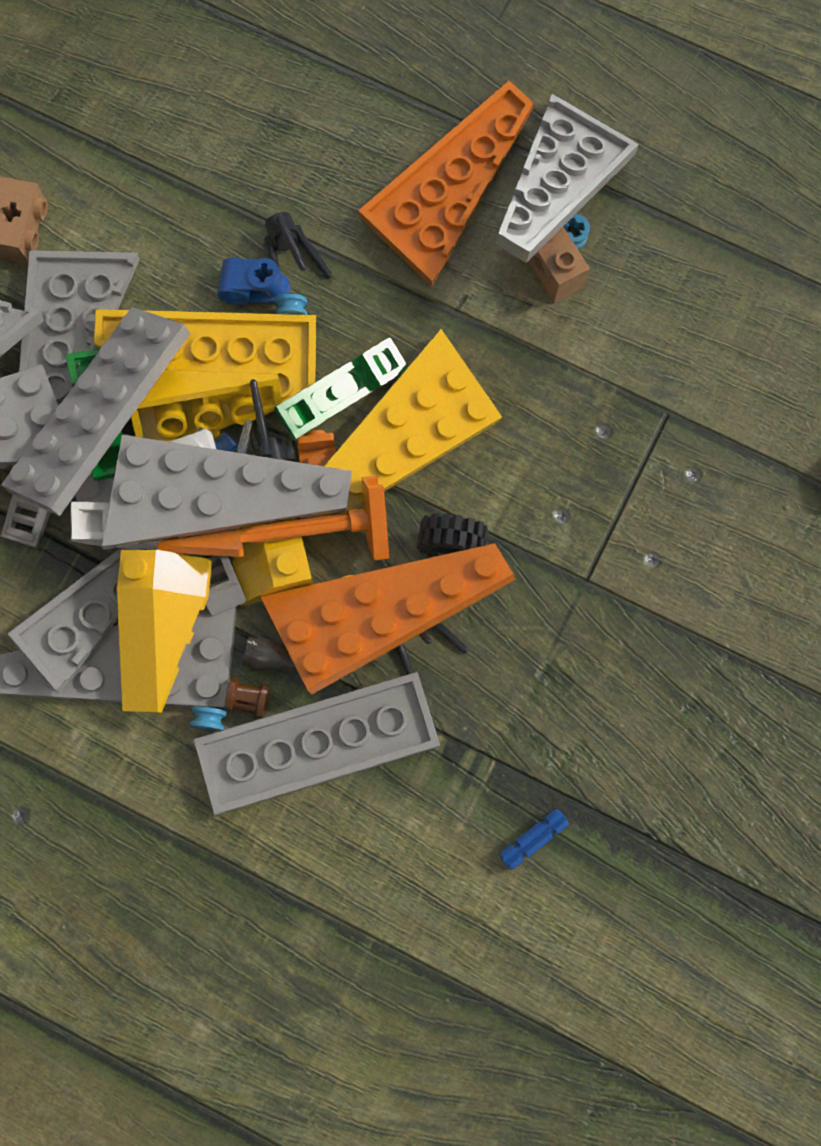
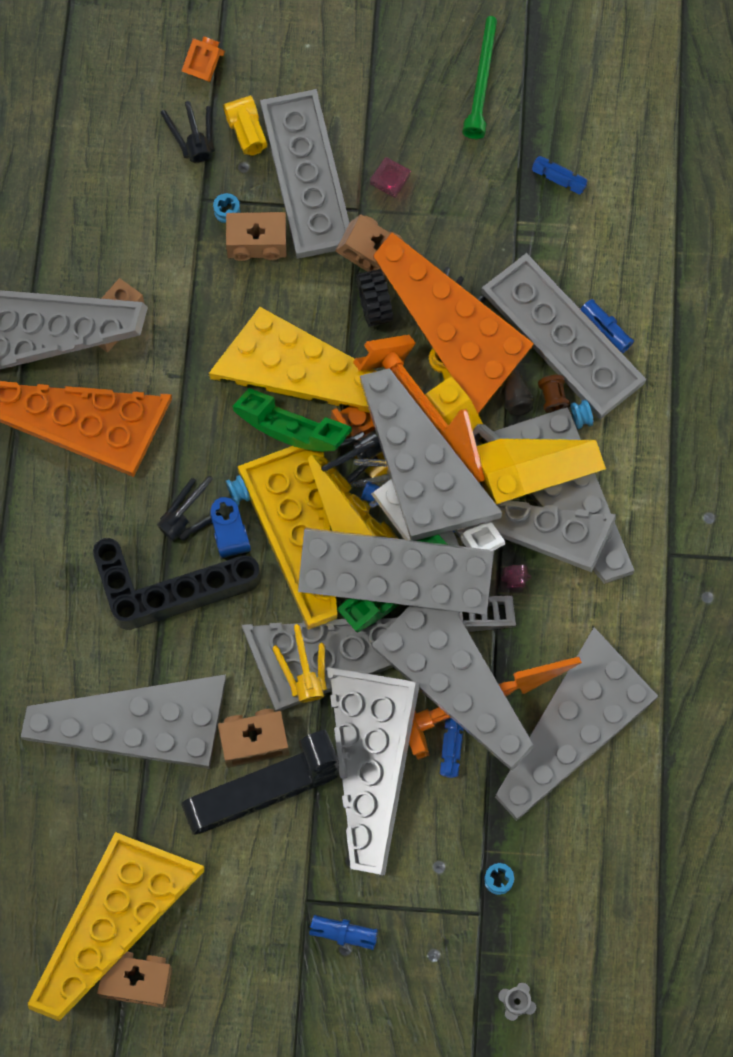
camera: 110 degrees left, 5 degrees down
(34, 283) = (308, 687): none -> yellow plant
(54, 559) = (515, 576): none -> clear pink plate
(87, 132) = (151, 723): none -> light grey wing
(207, 198) = (169, 589): none -> black beam
(305, 801) = (607, 326): none -> blue pin
(541, 555) = (362, 241): none -> medium nougat brick
(599, 426) = (268, 226): none -> medium nougat brick
(609, 629) = (390, 177): none -> clear pink plate
(644, 419) = (222, 201): none -> dark azure bush
(645, 764) = (474, 125): none -> green piece
(654, 535) = (305, 172): none -> light grey plate
(737, 426) = (198, 147): none -> black plant
(756, 491) = (244, 118): none -> yellow piece

